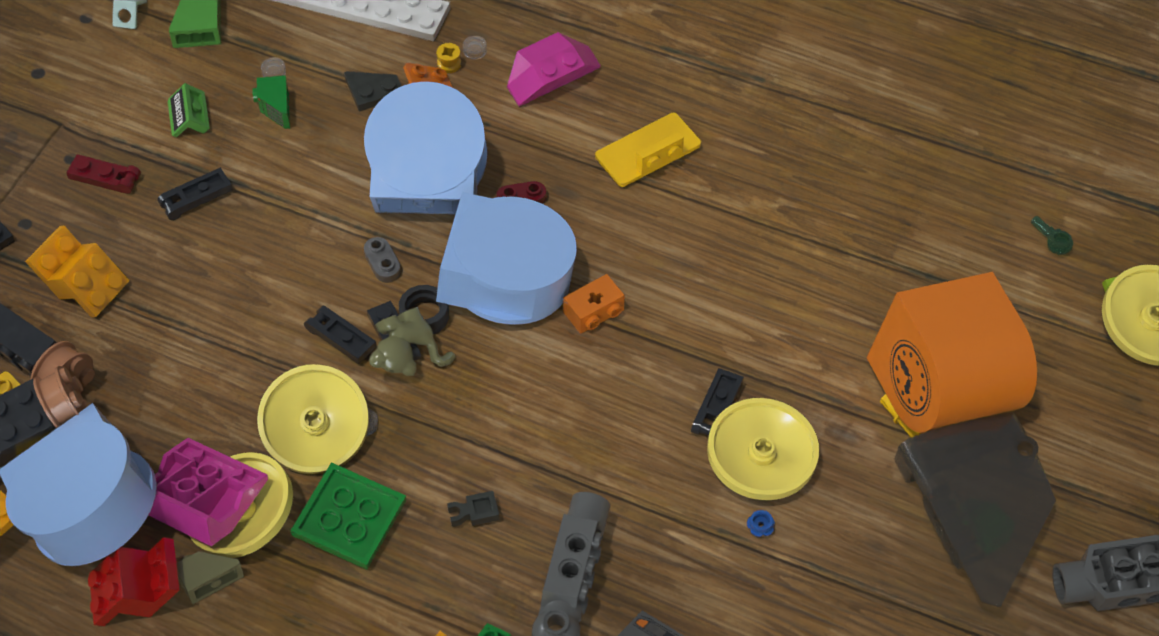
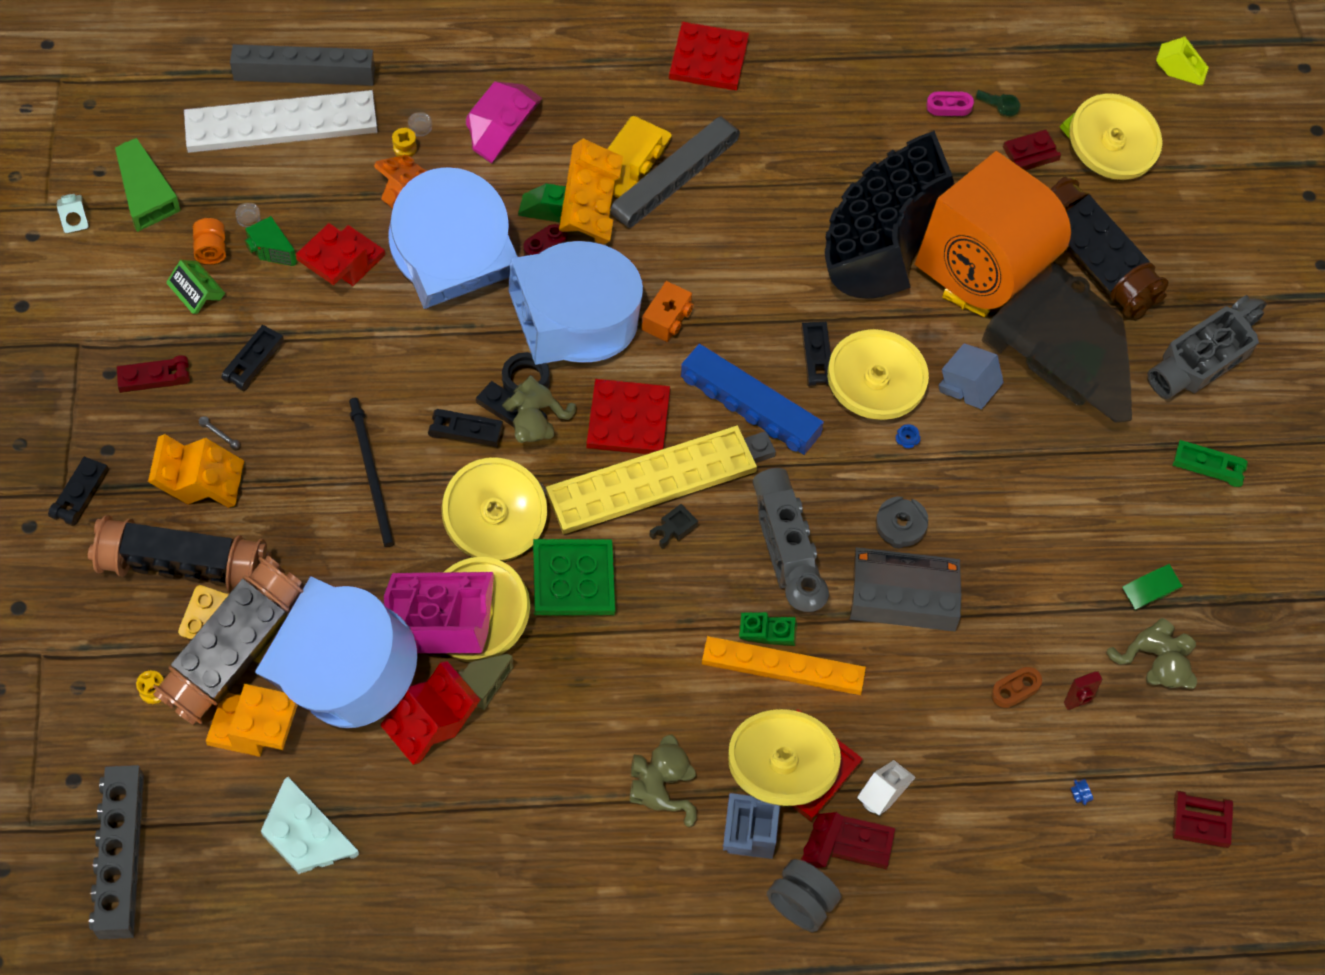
camera: 30 degrees left, 5 degrees up
(120, 233) = (204, 422): none -> flat silver hinge
(222, 77) = (209, 241): none -> orange wheel
(252, 283) = (358, 415): none -> black bar
(319, 129) = (340, 254): none -> red bracket
(370, 88) = (351, 198): pearl dark grey wing -> none
(380, 257) = (456, 348): flat silver plate -> none
(481, 455) = (650, 479): none -> light yellow plate
(498, 388) = (628, 417): none -> red plate
(544, 161) = (543, 203): none -> green slope
(585, 163) = (590, 190): none -> light orange piece
(605, 470) = (760, 447): none -> dark grey plate
(624, 421) = (751, 399): none -> blue brick
(682, 178) = (674, 172): none -> dark grey beam
(701, 621) = (899, 535): none -> dark grey plate
(783, 85) = (709, 56): none -> red plate
(839, 308) = (886, 219): none -> black brick
(860, 491) = (972, 375): none -> sand blue plate
(999, 217) = (950, 103): none -> dark pink plate
(1060, 296) = (1032, 150): none -> dark red plate
(1074, 422) = (1108, 253): none -> black brick

